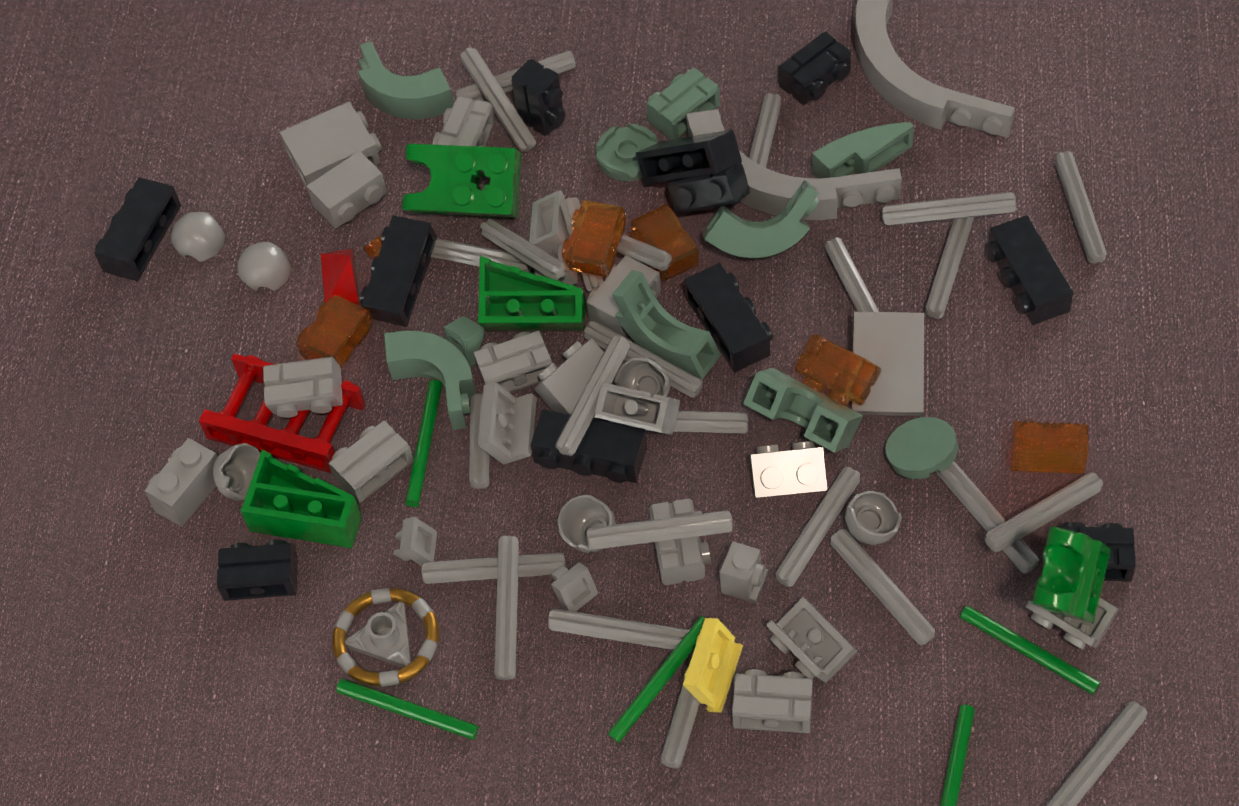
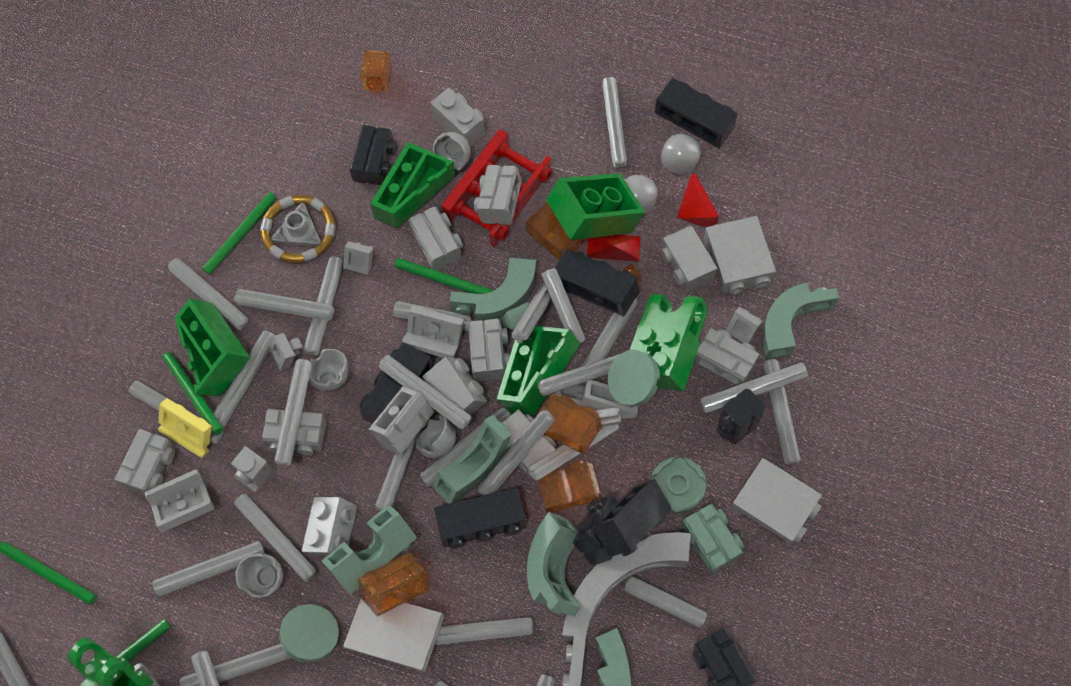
camera: 100 degrees right, 10 degrees up
(122, 600) = (376, 70): none -> clear orange brick
(160, 314) = (614, 122): none -> light grey axle
(268, 202) = (697, 206): none -> red slope
(301, 282) = (595, 206): none -> green brick
(420, 125) = (743, 325): none -> light grey tile
(437, 296) = (562, 303): none -> light grey axle
(459, 308) = (532, 314): none -> light grey axle
(508, 717) = (208, 293): none -> light grey axle
(522, 188) = (633, 378): none -> sand green tile
(591, 668) = (211, 346): none -> green wedge
(623, 59) = (777, 502): none -> light grey panel
(625, 262) = (516, 453): none -> light grey axle

